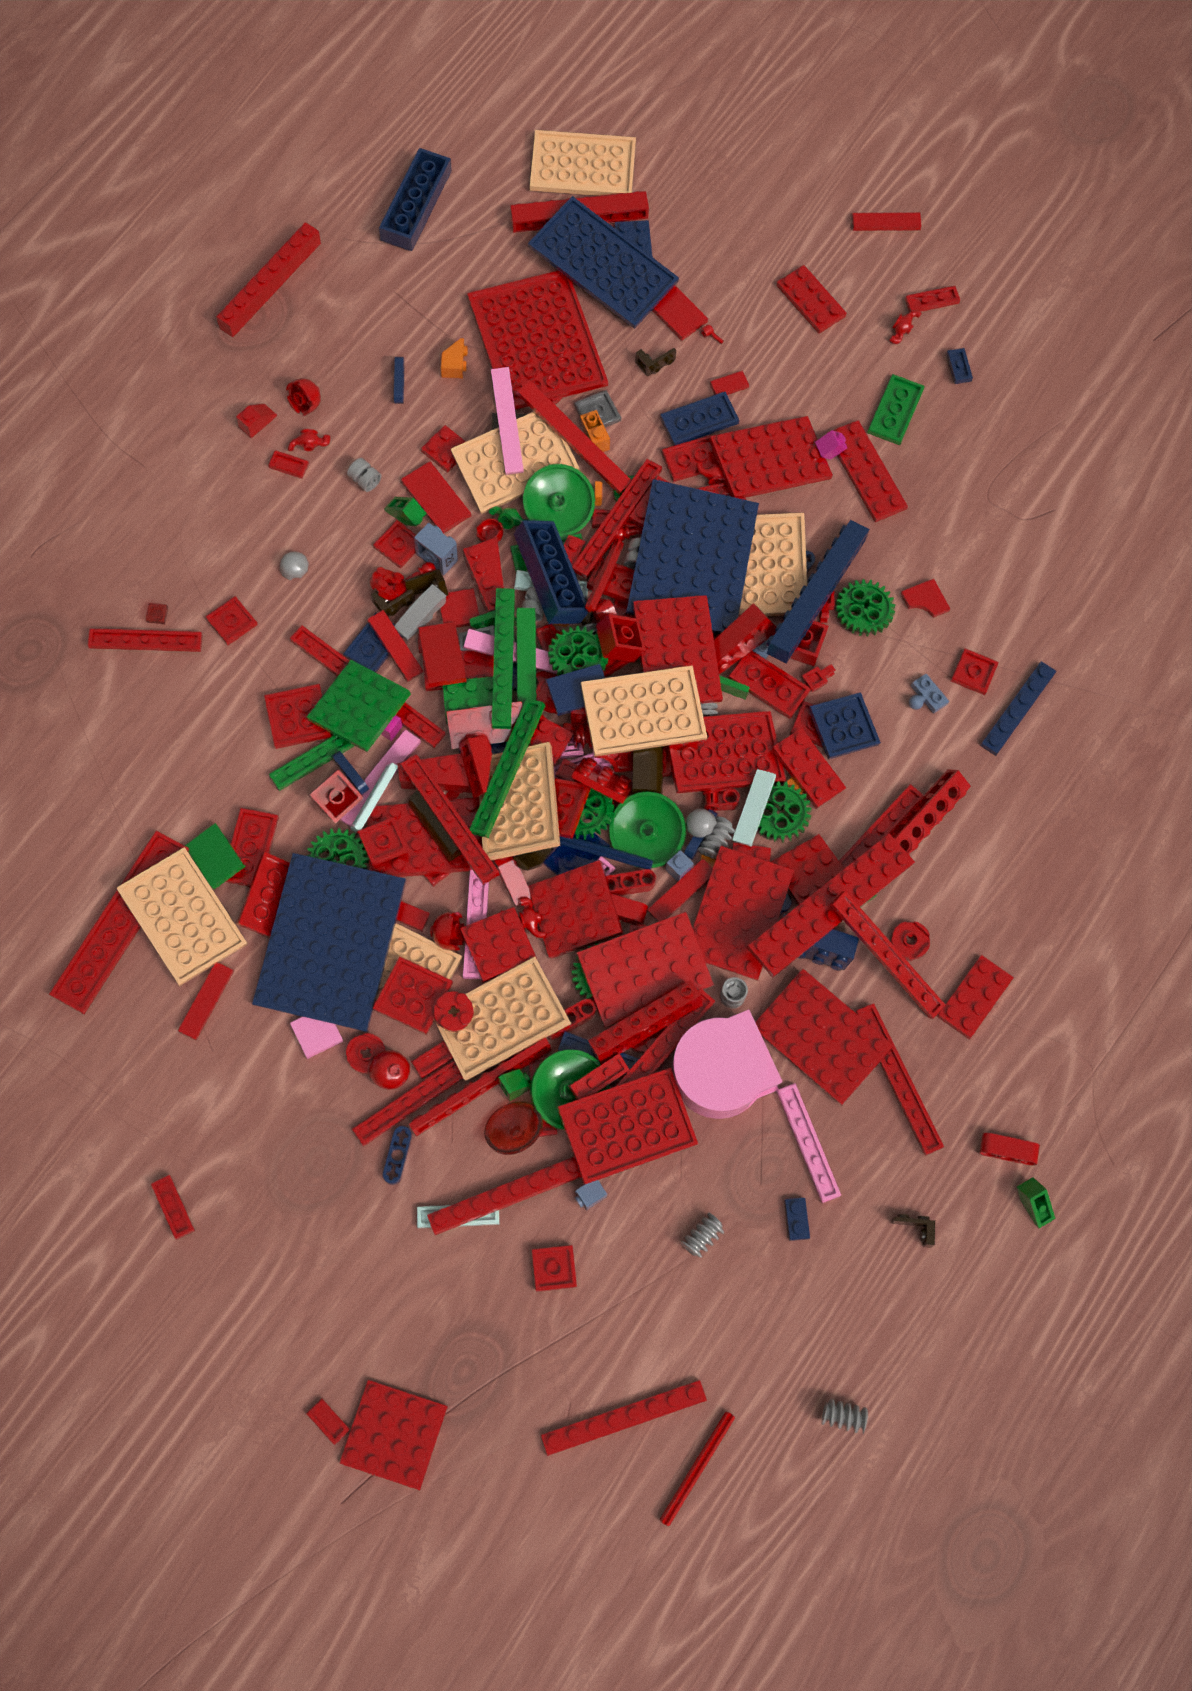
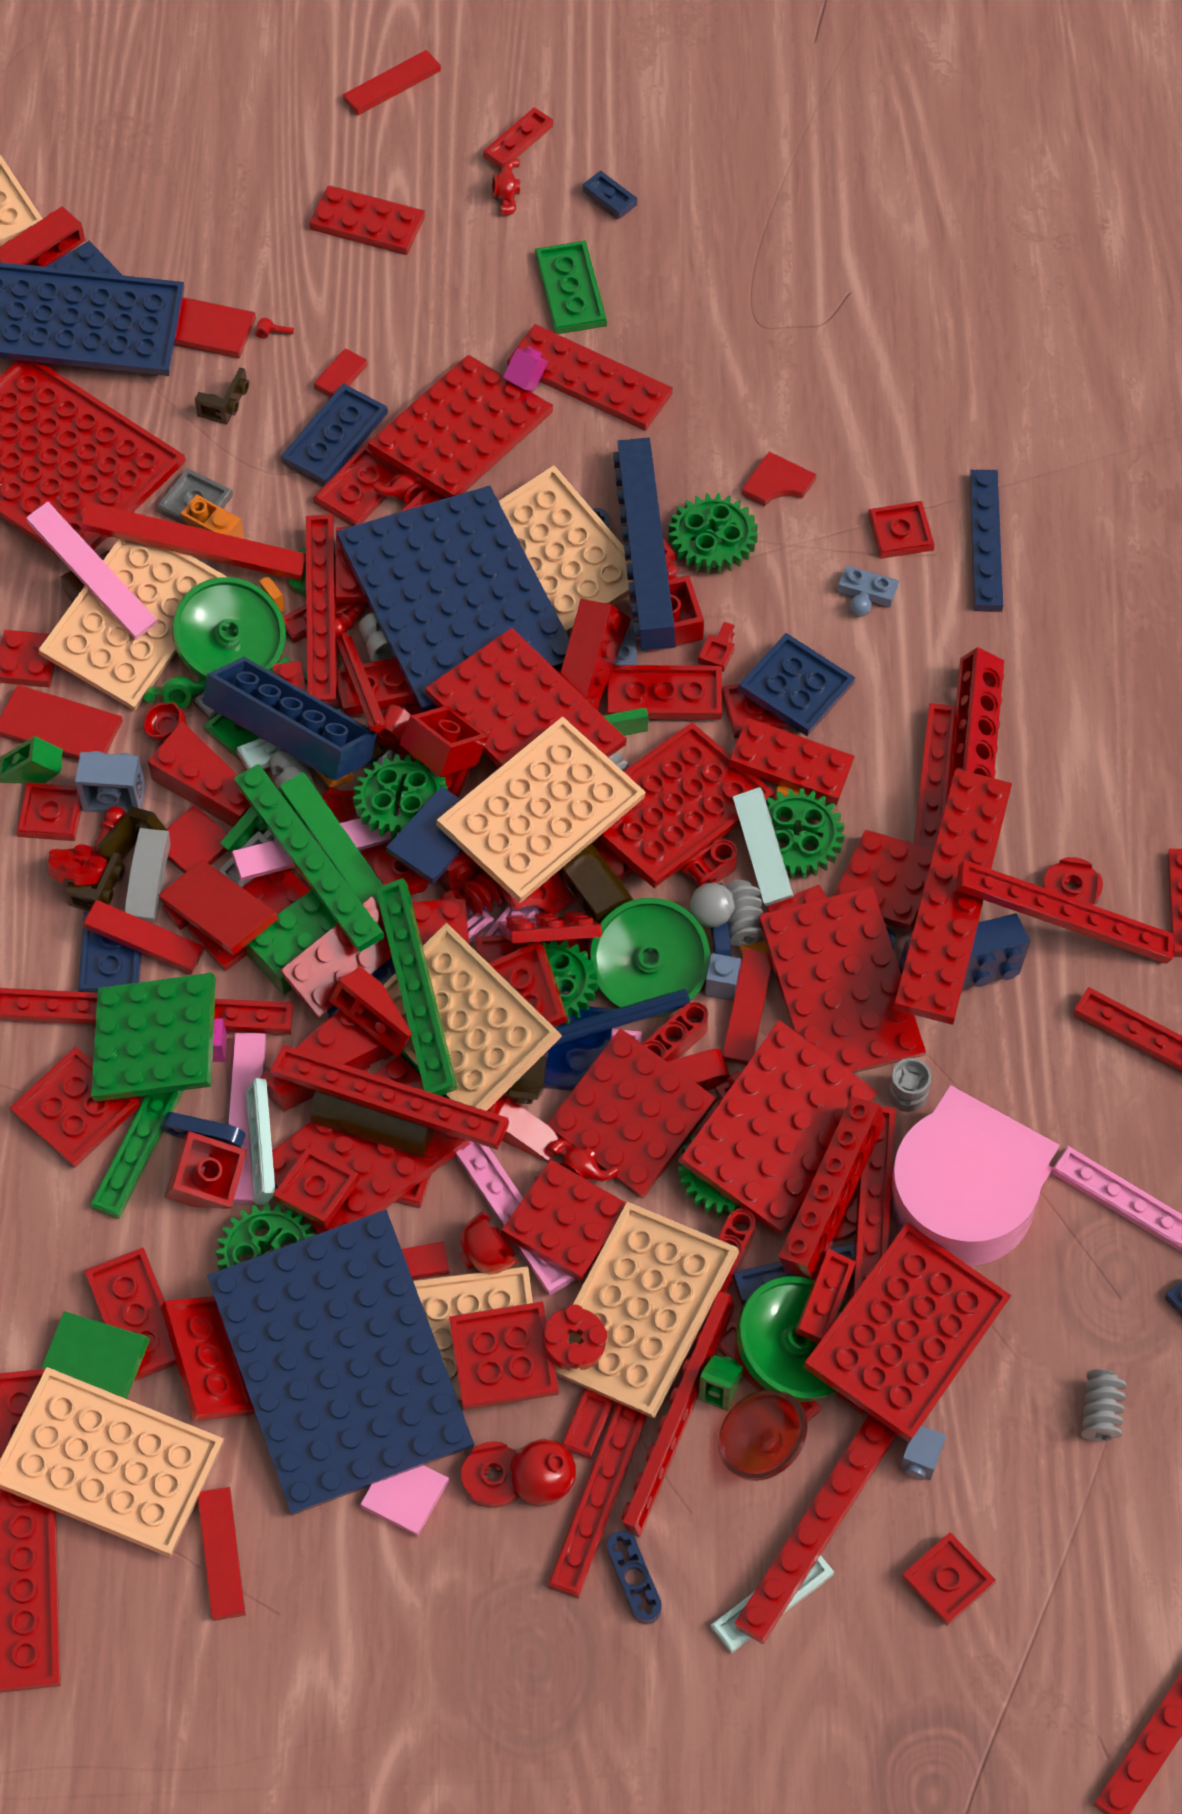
camera: 30 degrees left, 10 degrees down
(822, 1037) = (1061, 1066): red plate -> none

